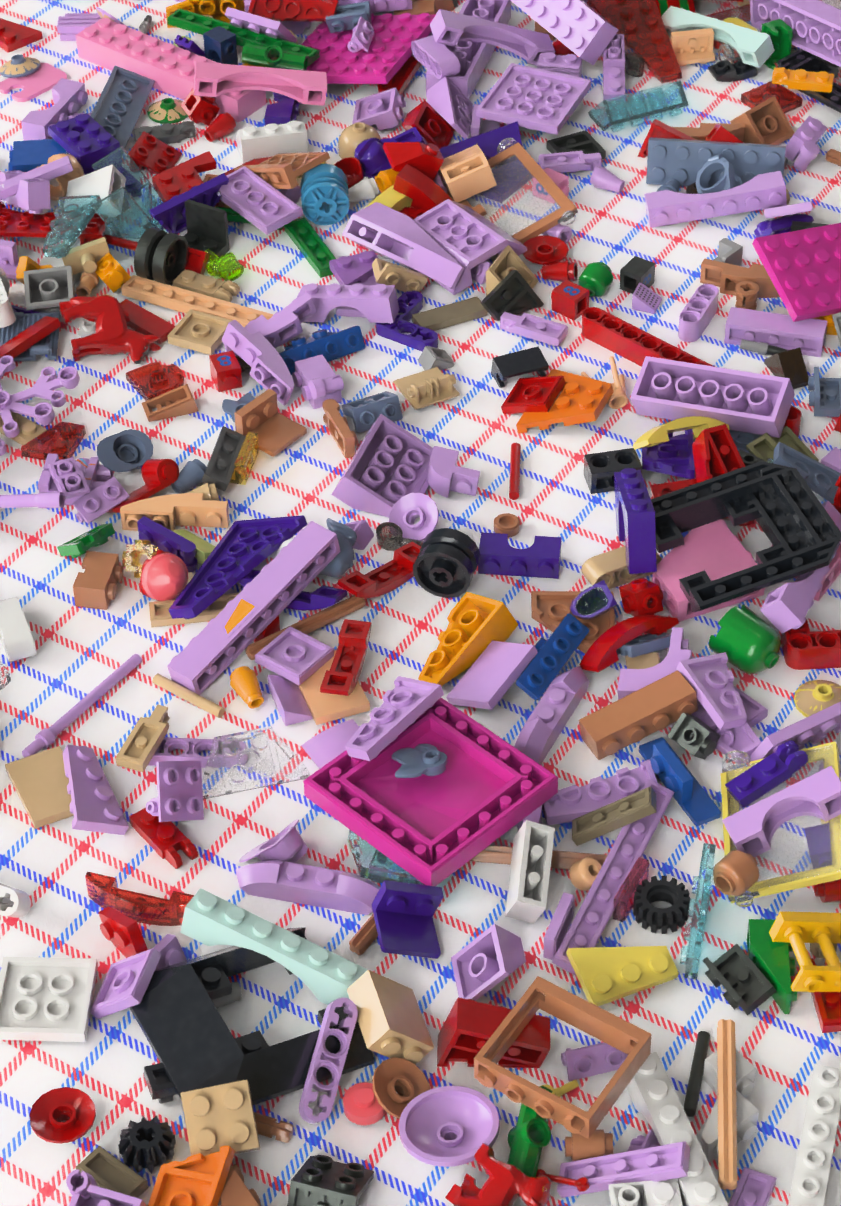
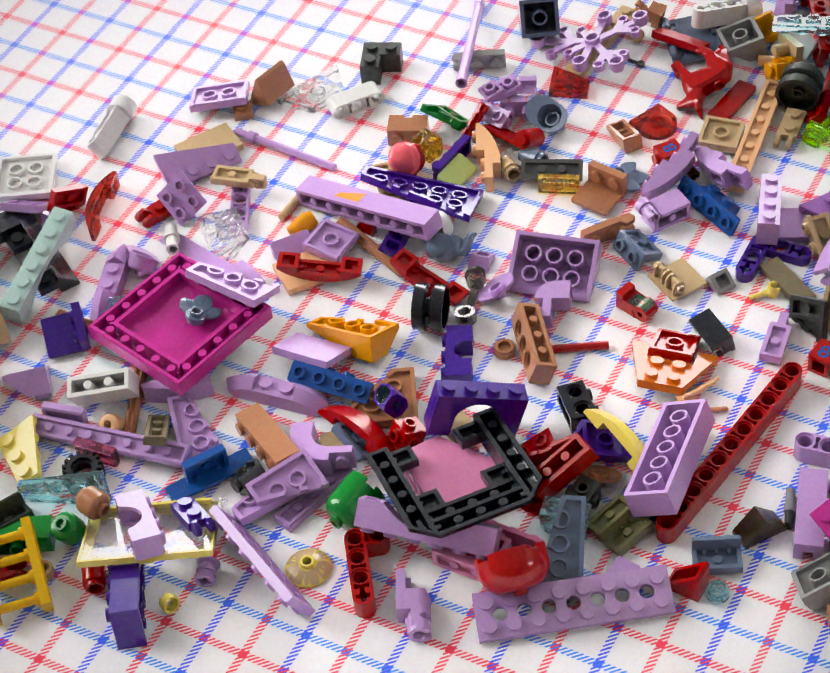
camera: 90 degrees right, 5 degrees up
(108, 513) = (476, 117): none -> red axle
(244, 814) = (171, 238): none -> white pin
(277, 790) = (203, 255): none -> lavender piece
(459, 328) = (771, 291): none -> light yellow hand
(460, 418) = (635, 303): none -> red leg
(505, 482) = (533, 343): none -> nougat brick
(766, 903) = (68, 528): none -> green head

